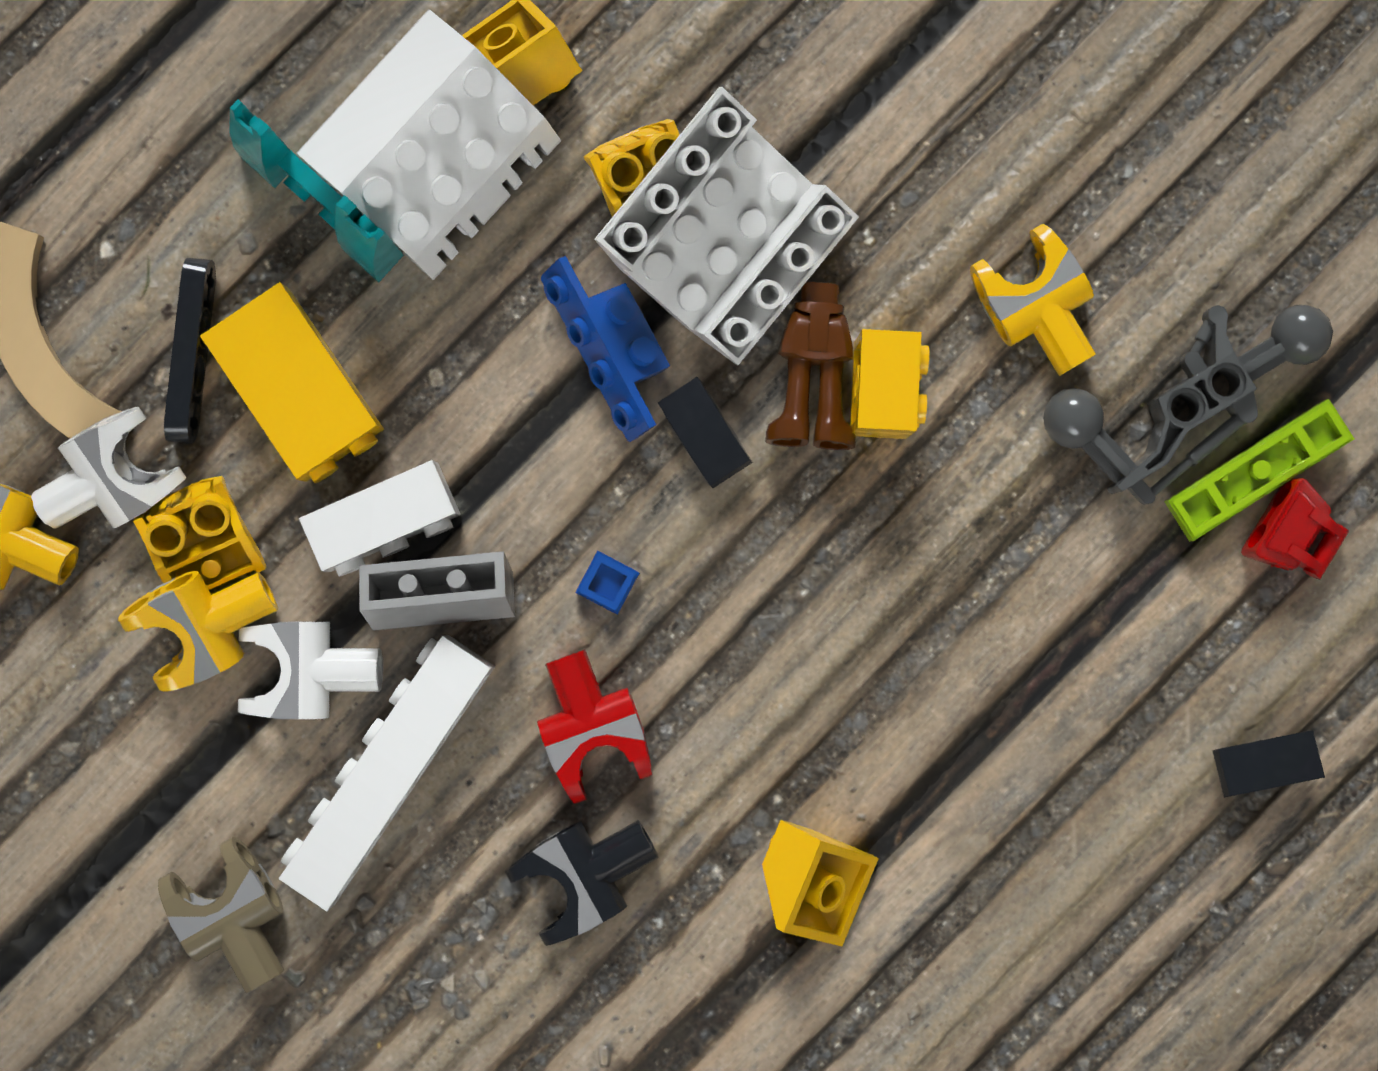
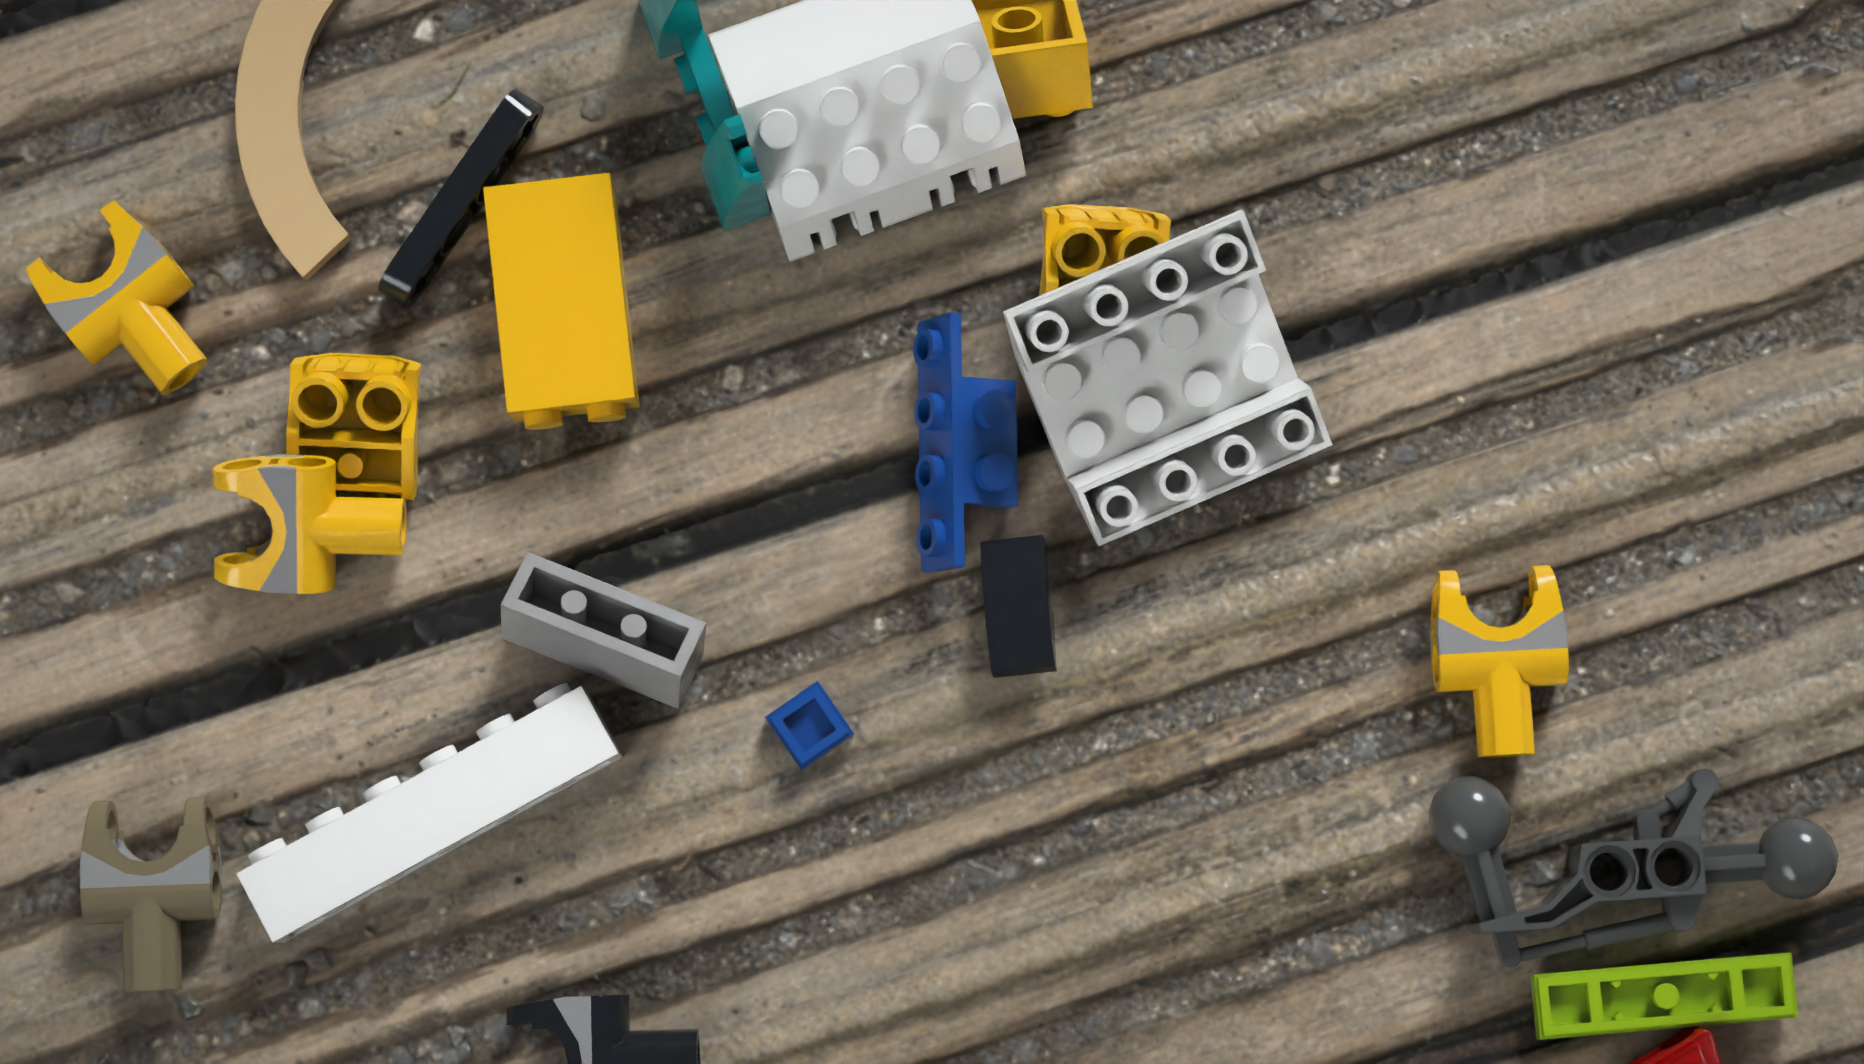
camera: 25 degrees right, 5 degrees down
(103, 476) = (283, 293): white connector -> none
(309, 670) = (402, 645): white connector -> none
(380, 518) = (581, 510): white brick -> none
(588, 723) = (700, 880): red connector -> none
(815, 337) = (1215, 564): reddish brown piece -> none
(887, 384) = (1262, 660): yellow brick -> none

